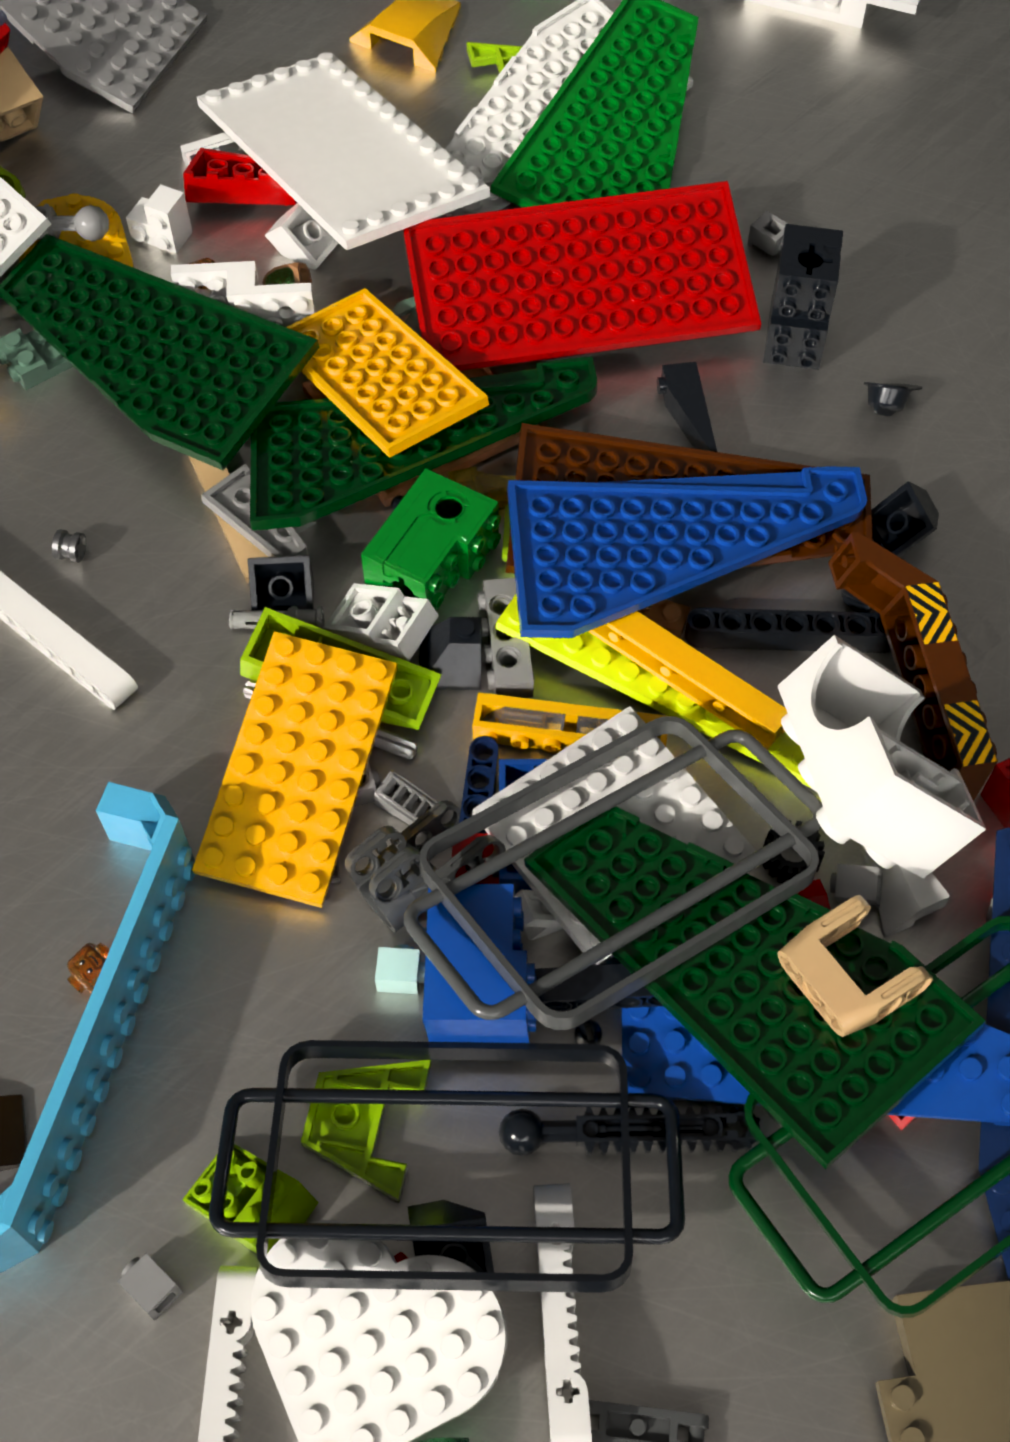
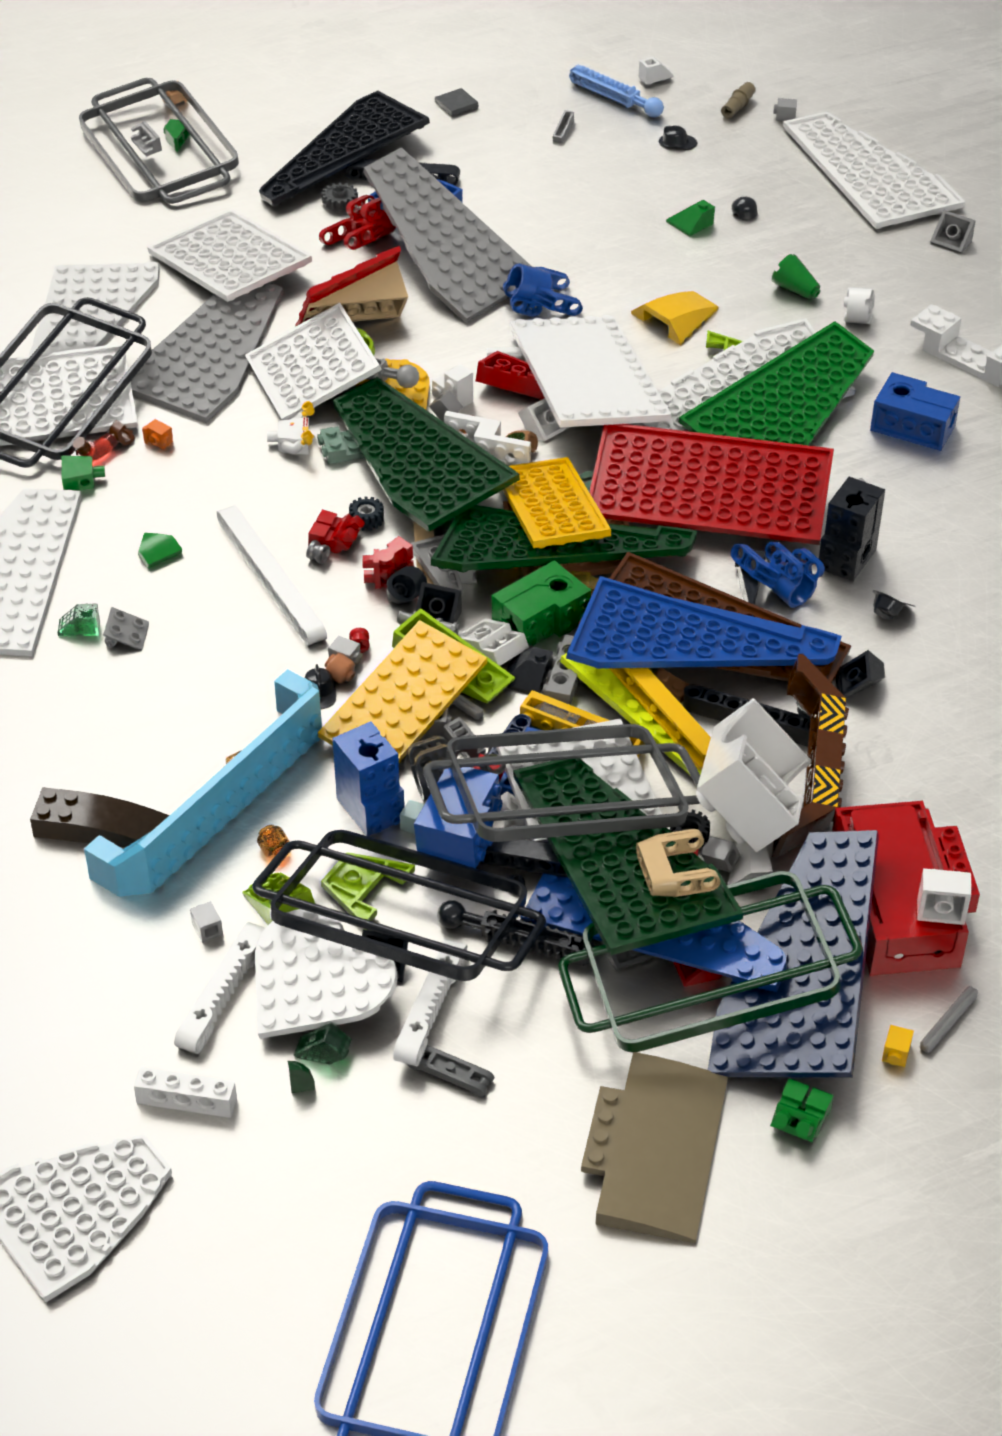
camera: 20 degrees right, 15 degrees down
(81, 504) = (335, 531): none -> red hips
(112, 471) = (372, 507): none -> black bush
(160, 252) = (443, 403): none -> light grey brick
(161, 774) = (325, 683): none -> black piece
(175, 709) = (347, 647): none -> brick
(179, 738) = (340, 668): none -> nougat head
(183, 540) = (387, 561): none -> red hips
(188, 679) = (361, 636): none -> red wheel
(198, 1092) = (271, 840): none -> clear orange head
(212, 38) = (536, 288): none -> blue piece
(221, 565) = (405, 584): none -> black piece
(310, 943) = (368, 778): none -> blue piece
(743, 390) = (784, 573): none -> blue piece
(788, 93) = (914, 412): none -> blue piece

